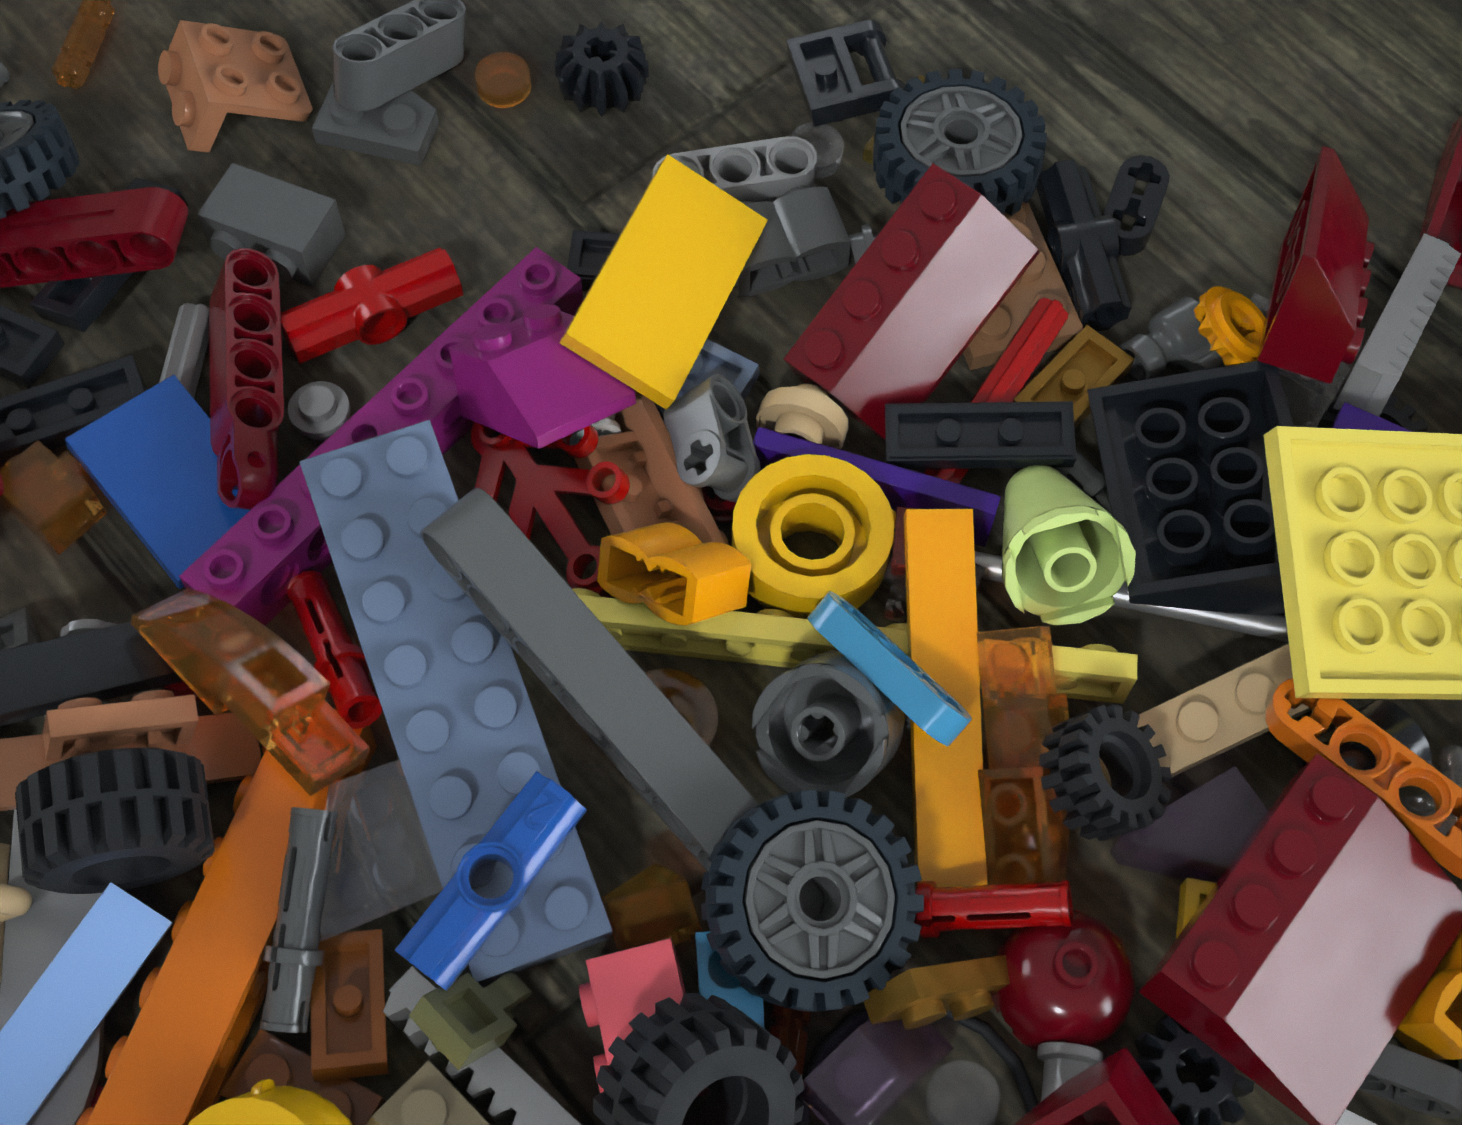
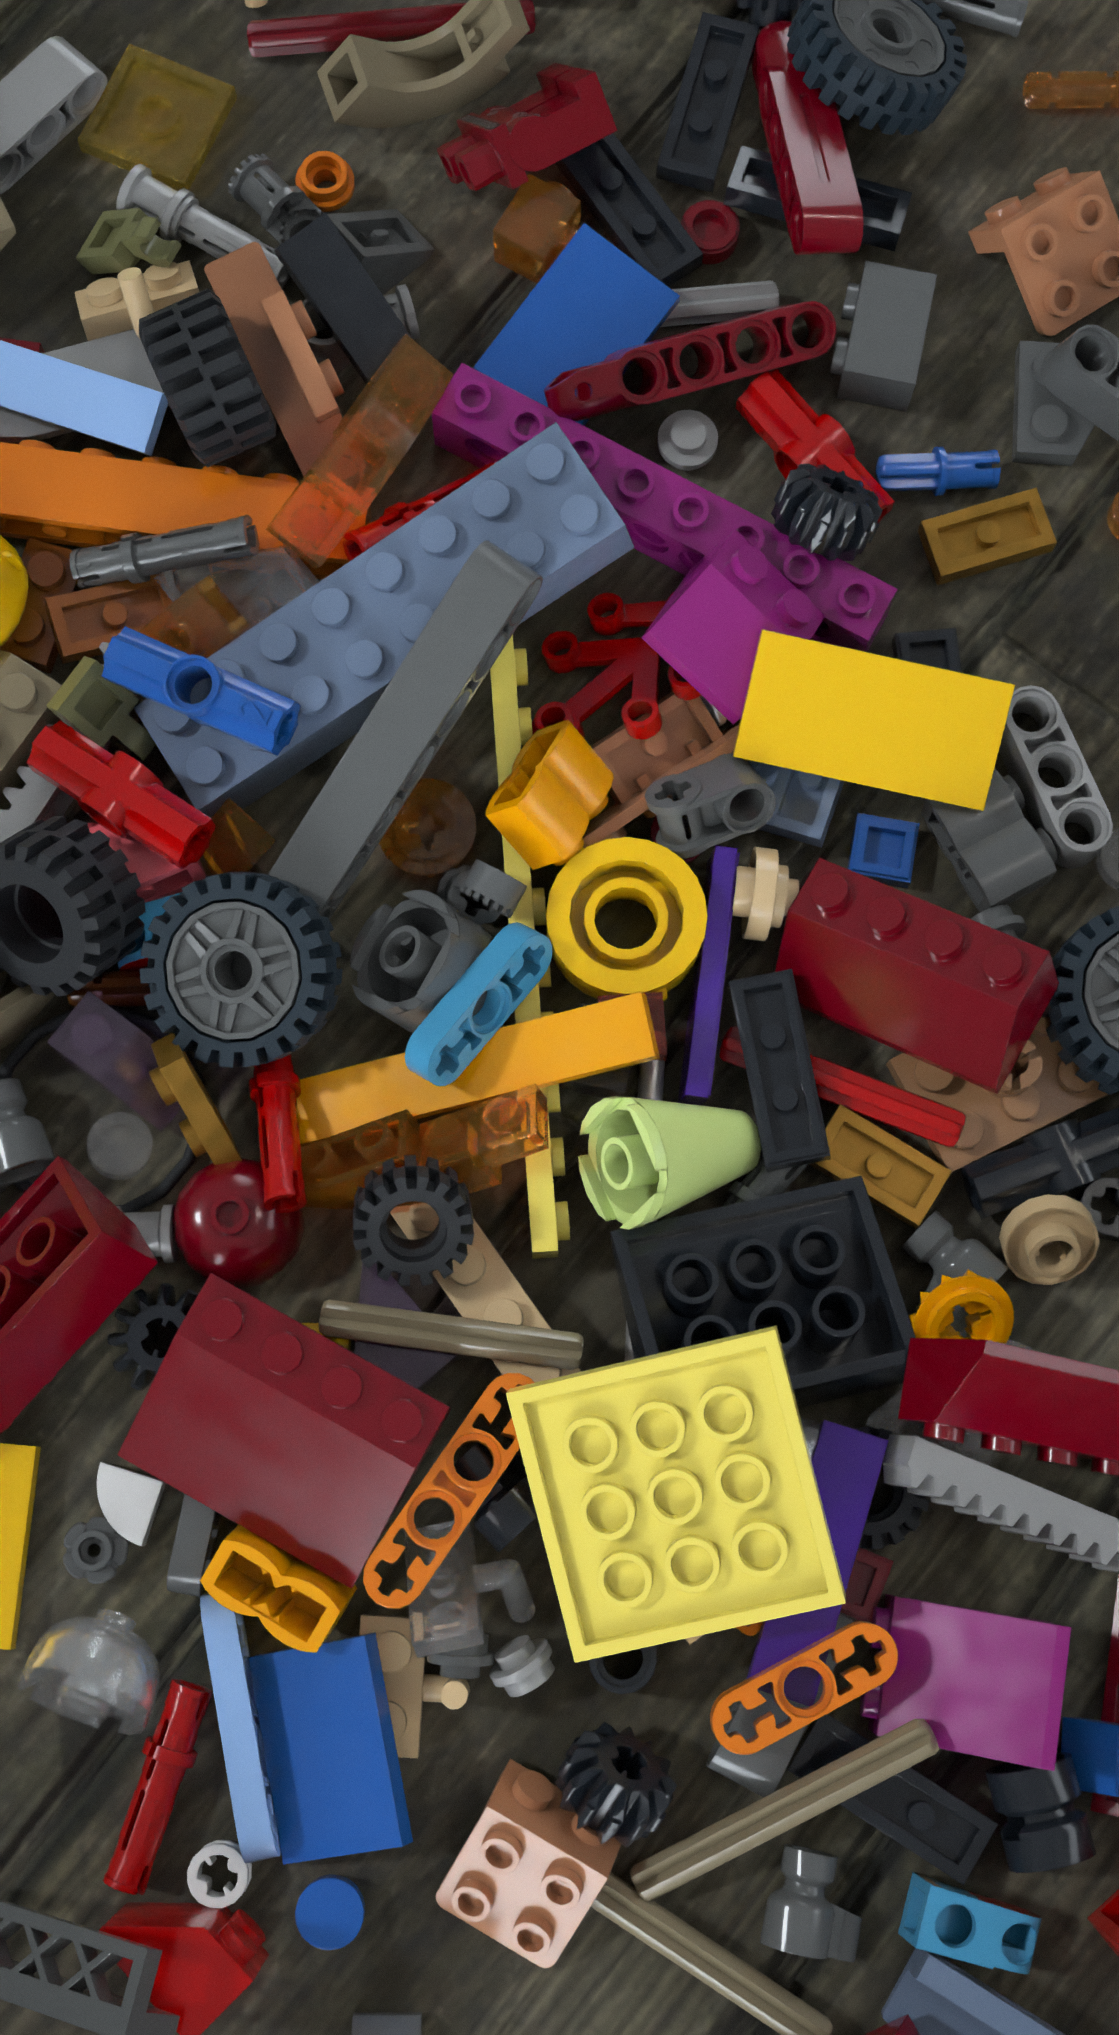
camera: 80 degrees right, 15 degrees up
(102, 345) = (713, 229): none -> dark red tile
(391, 898) = (197, 620): none -> clear orange brick
(418, 211) = (938, 471): none -> blue axle
(447, 282) = (826, 512): none -> black gear
(492, 189) = (986, 536): none -> pearl gold plate
(581, 1003) = (121, 794): none -> red piece
(756, 662) = (491, 887): none -> dark grey connector
(769, 329) = (883, 849): none -> blue tile
(1156, 264) = (1049, 1239): none -> tan plate
(1220, 766) = (451, 1334): none -> dark tan axle

